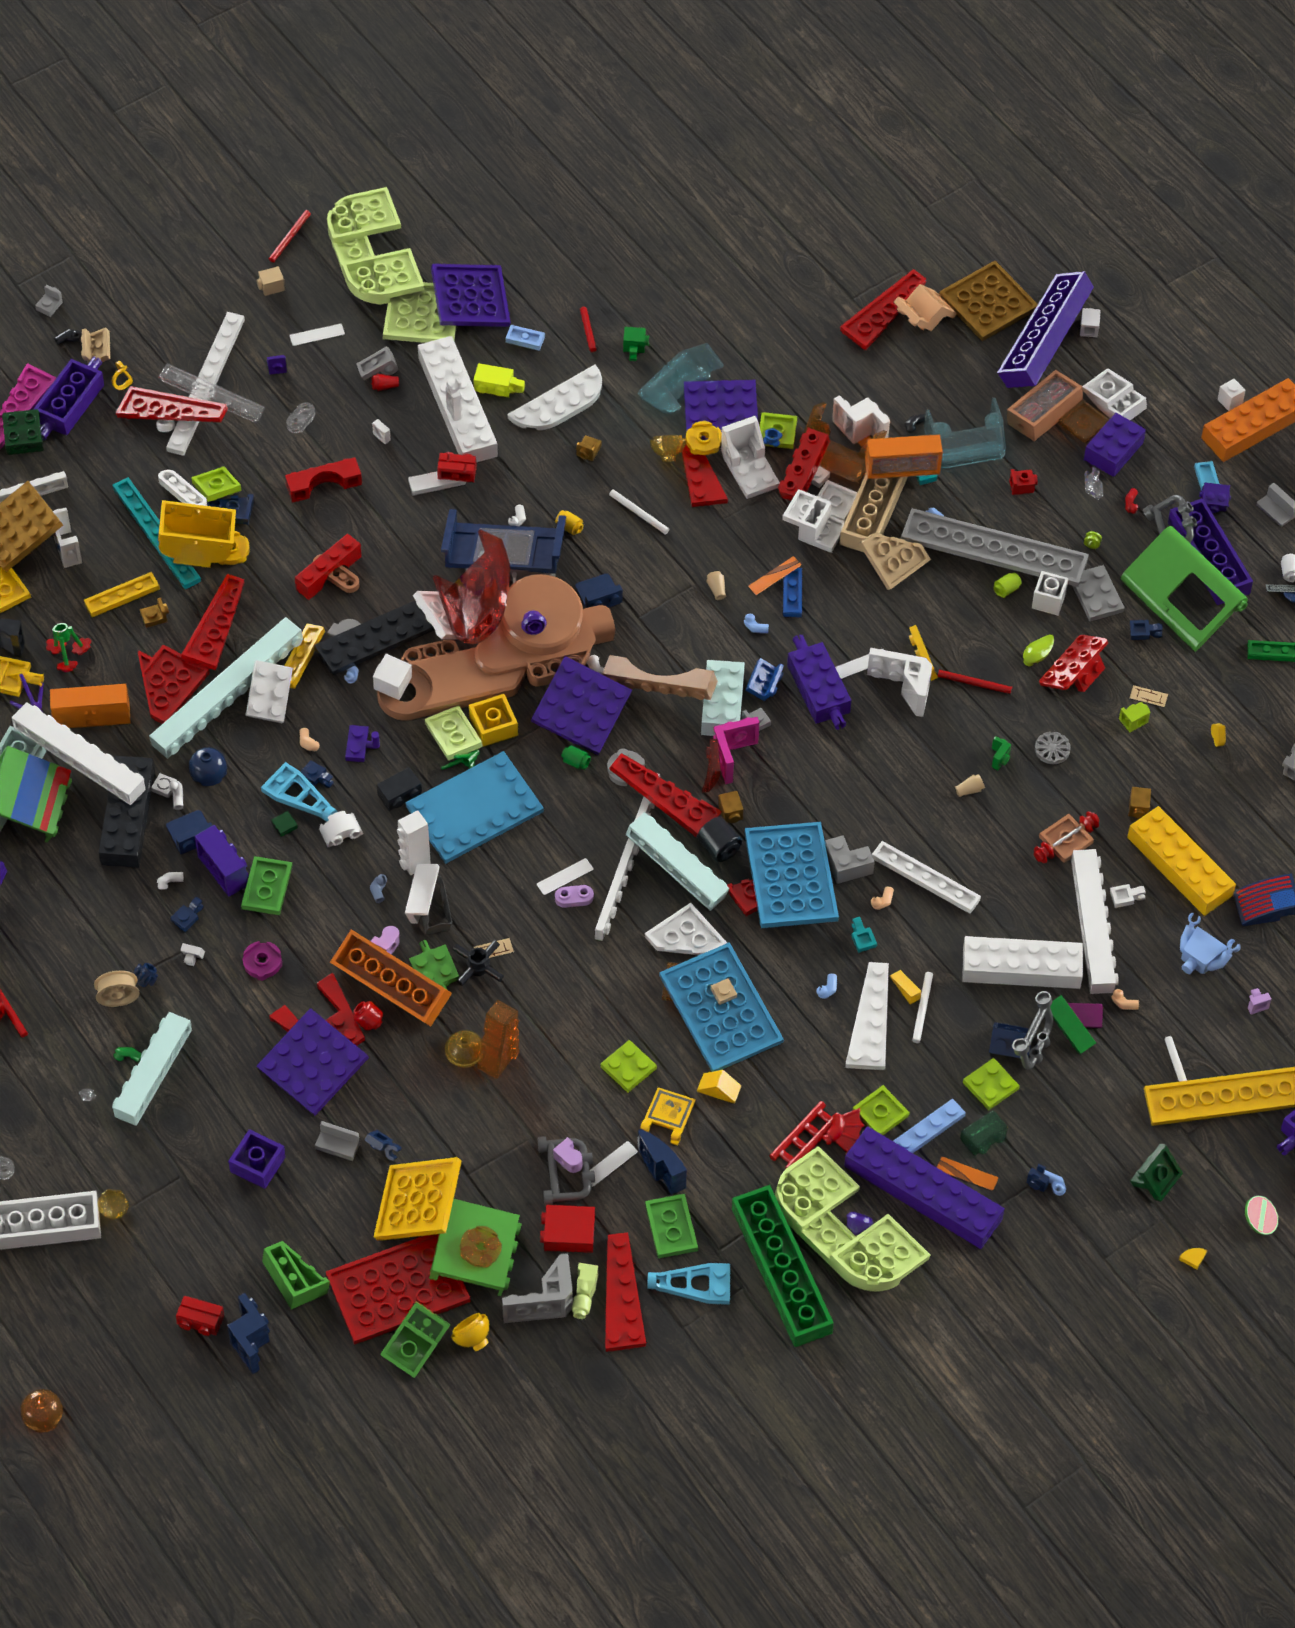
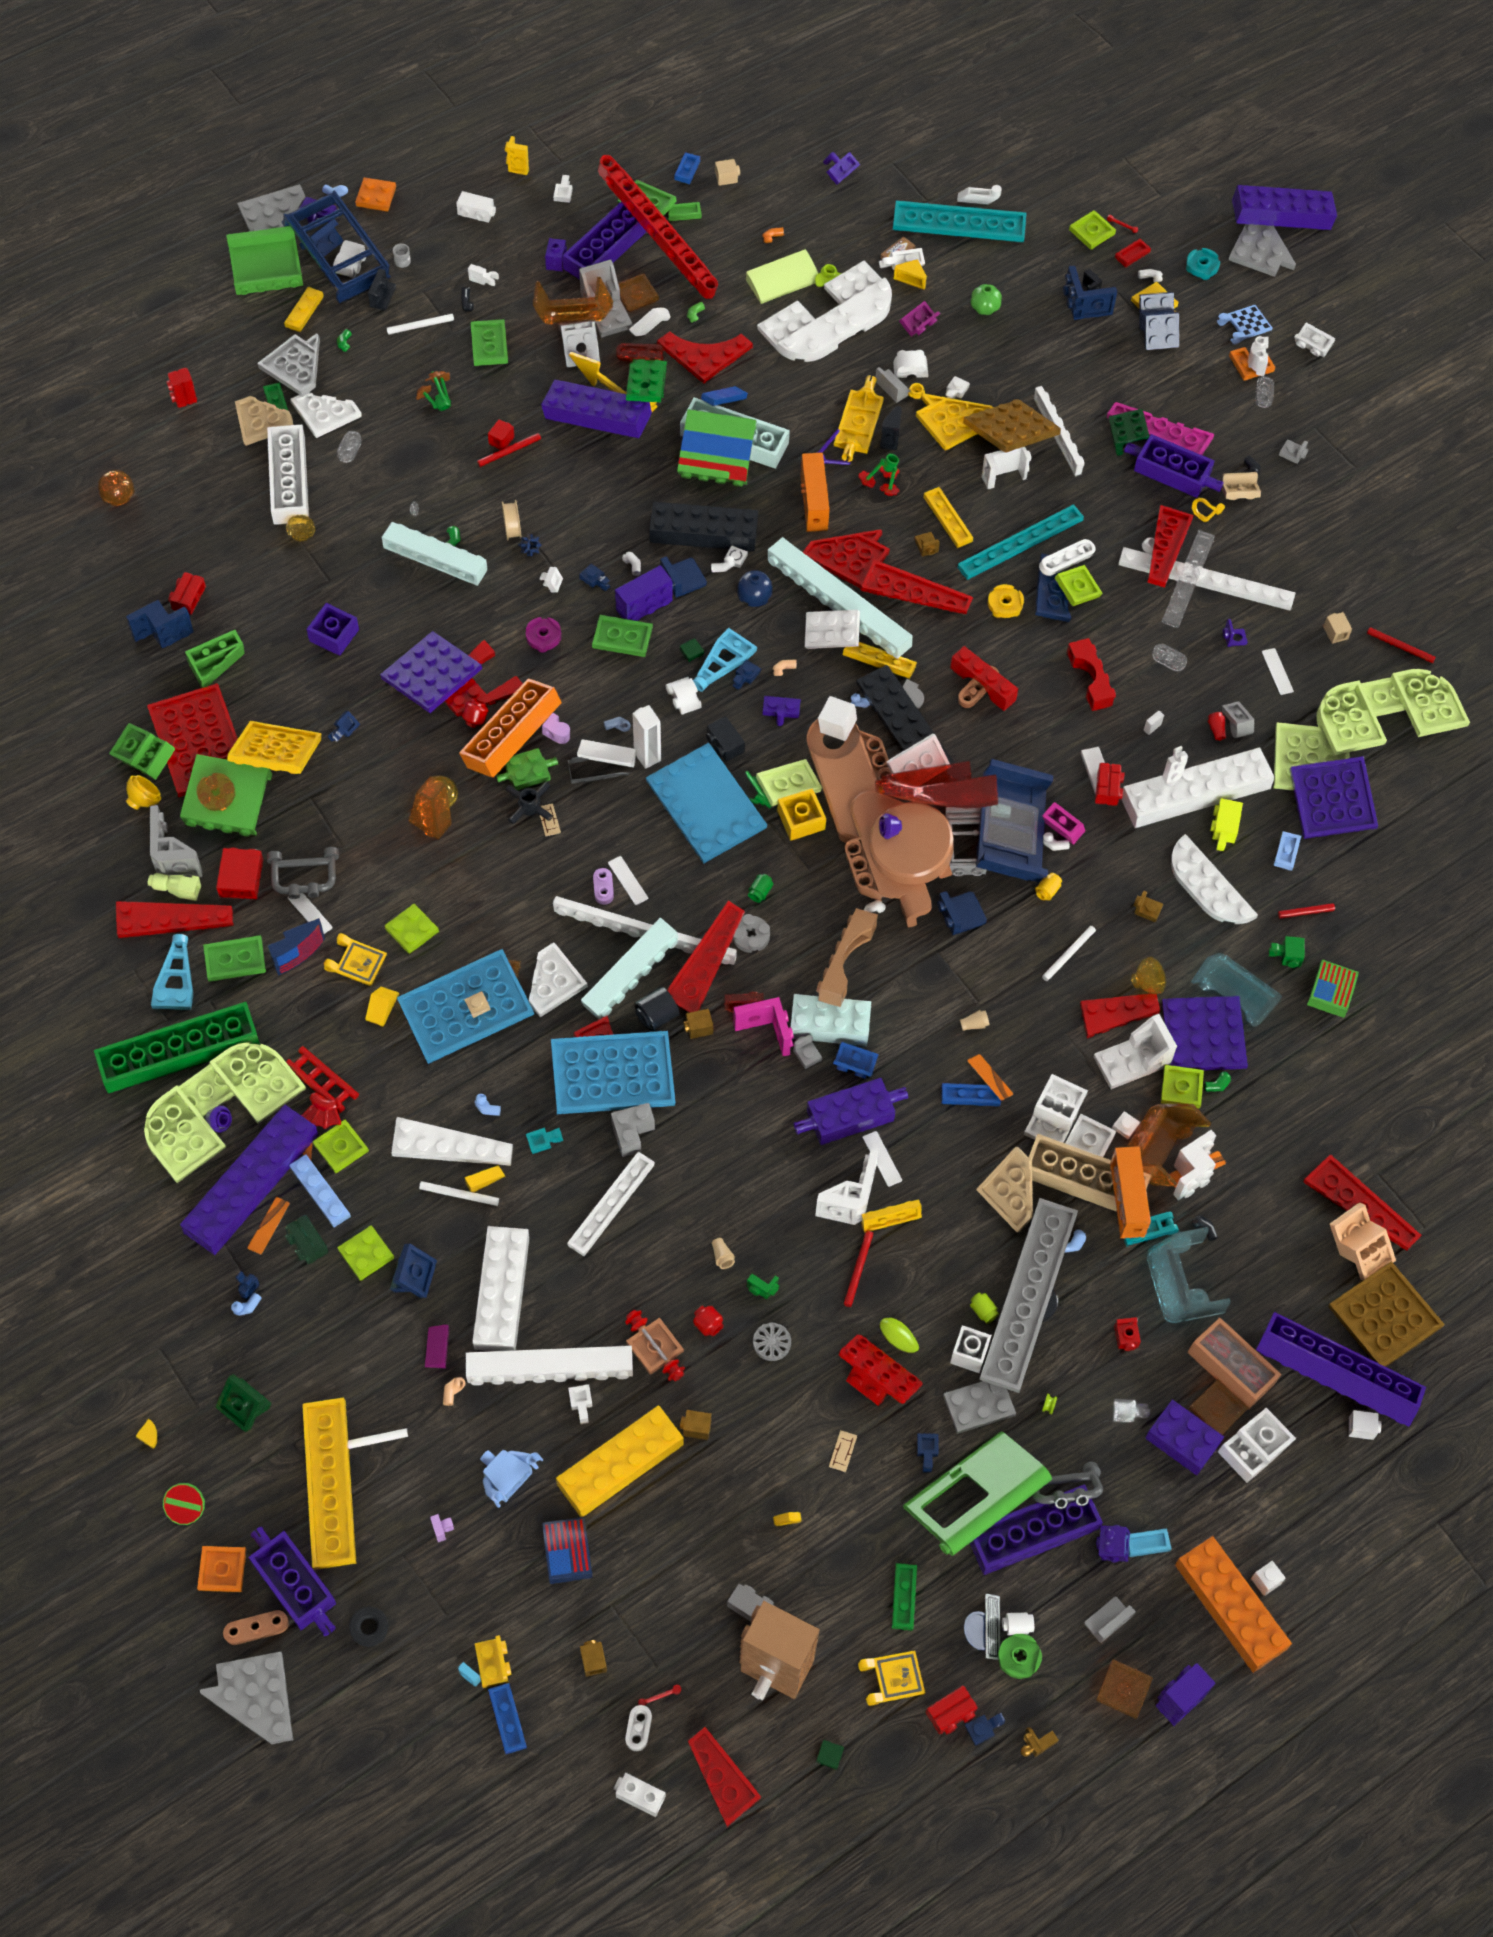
camera: 90 degrees right, 5 degrees up
(78, 753) = (753, 477): white brick -> none
(196, 533) = (1006, 556): yellow container -> none
(337, 1141) = (349, 693): light grey panel -> none
(501, 505) = (1063, 823): none -> dark pink brick
(568, 1156) = (308, 868): lavender leg -> none
(581, 705) = (817, 889): dark purple plate -> none
(671, 312) = (1333, 988): none -> slope
(703, 447) = (1163, 999): yellow plate -> none
(753, 626) = (926, 1055): light blue arm -> none
(772, 437) = (1171, 1073): blue plate -> none
(773, 403) = (1220, 1084): none -> green arm
(804, 464) = (1127, 1104): red brick -> none
(882, 902) = (585, 1162): light nougat arm -> none
(1021, 1045) = (430, 1289): dark grey bar -> none
(1038, 796) = (708, 1320): none -> red head
(1071, 1025) = (423, 1330): green tile -> none
(1129, 499) = (1108, 1449): red arm -> none
(1134, 716) = (810, 1430): lime brick -> none

